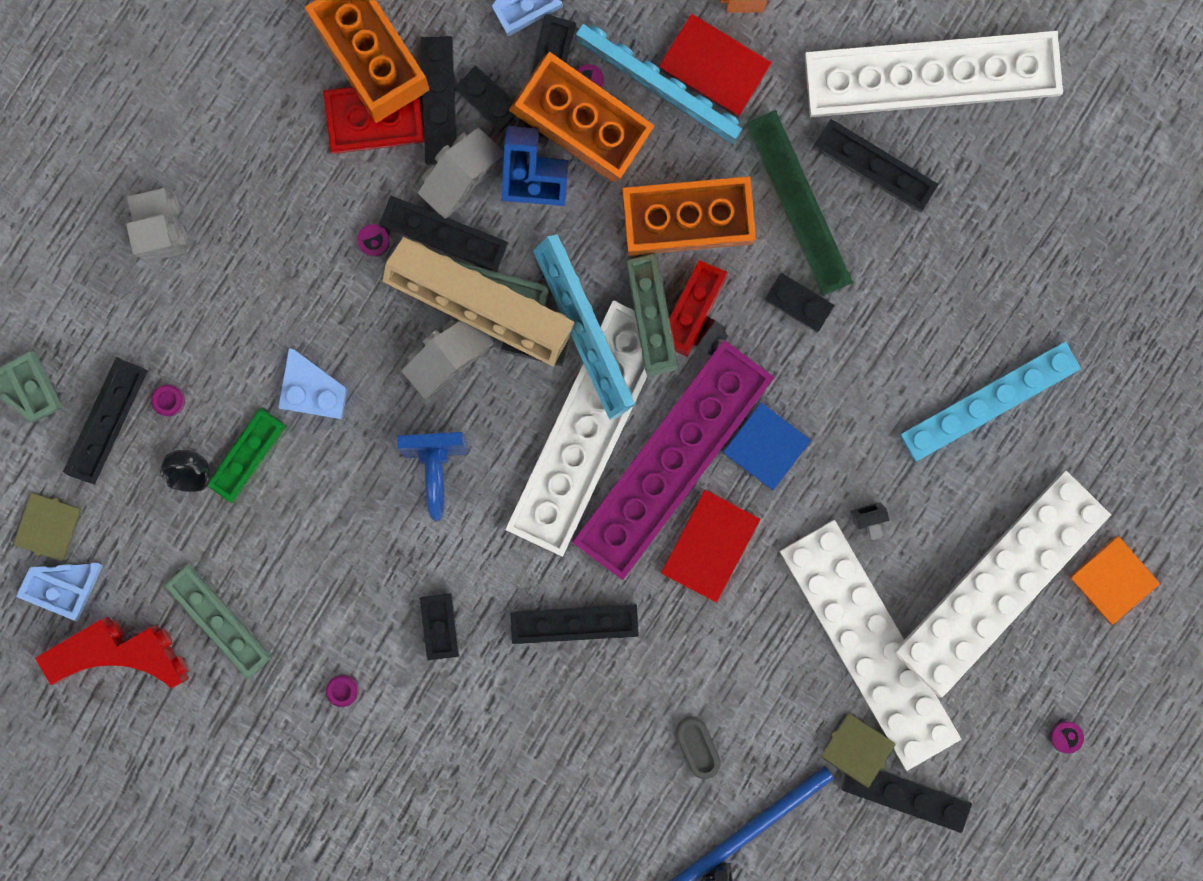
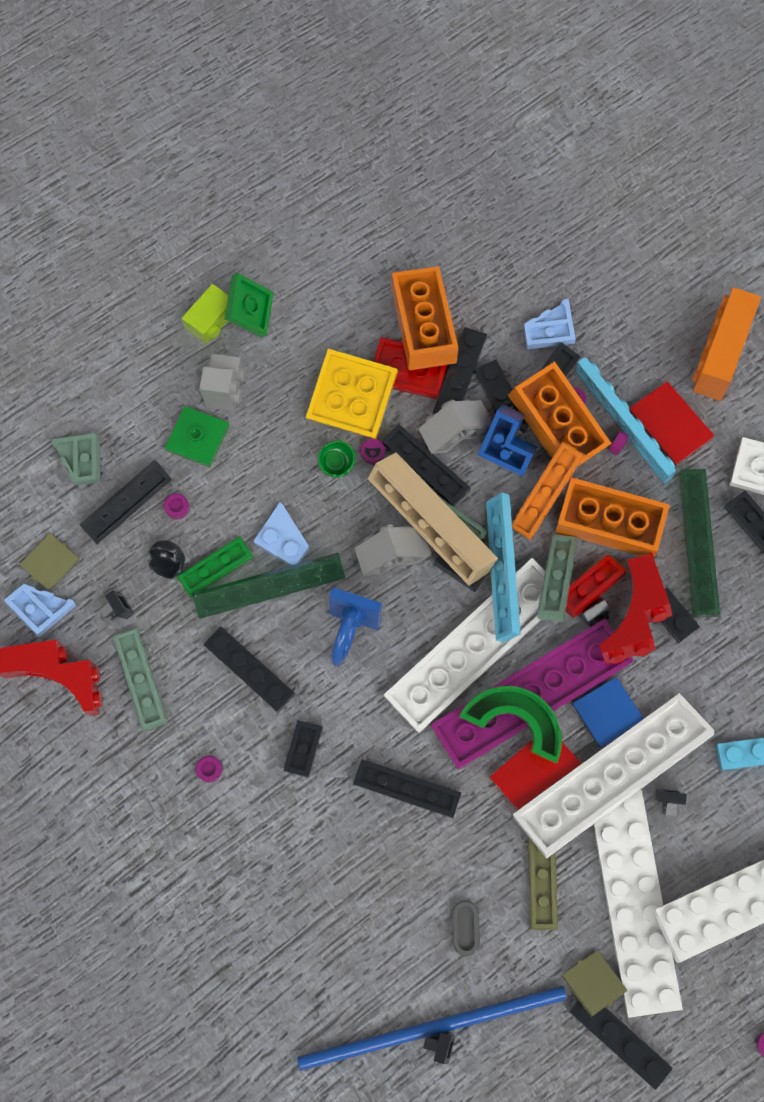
camera: 30 degrees right, 15 degrees down
(100, 143) = (207, 314): none -> lime brick
(144, 114) = (249, 305): none -> green plate
(152, 549) = (116, 606): none -> black tile
(154, 304) = (197, 436): none -> green plate
(319, 179) = (352, 394): none -> yellow plate
(319, 454) = (268, 585): none -> clear green plate
(334, 269) = (336, 459): none -> green hair
(338, 559) = (249, 669): none -> black plate
(600, 212) = (547, 490): none -> orange tile
(662, 116) = (619, 443): none -> magenta tile
(666, 483) = (528, 707): none -> green brick
(759, 656) = (542, 889): none -> olive tile
(767, 306) = (647, 605): none -> red arch
(798, 517) = (613, 775): none -> white plate

